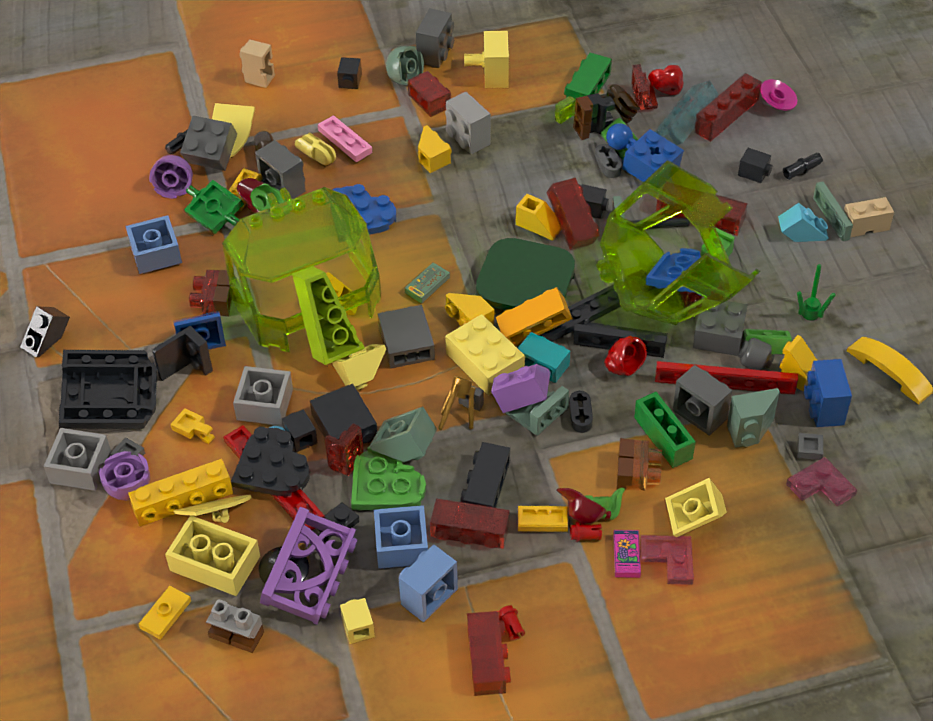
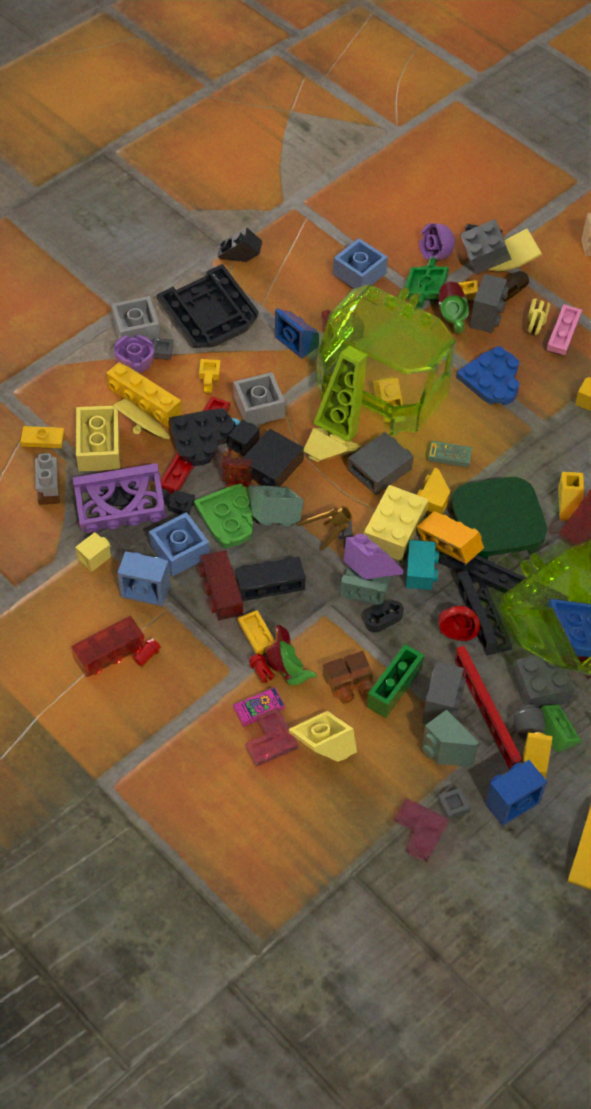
camera: 60 degrees right, 5 degrees up
(181, 350) = (264, 330): black bracket -> none

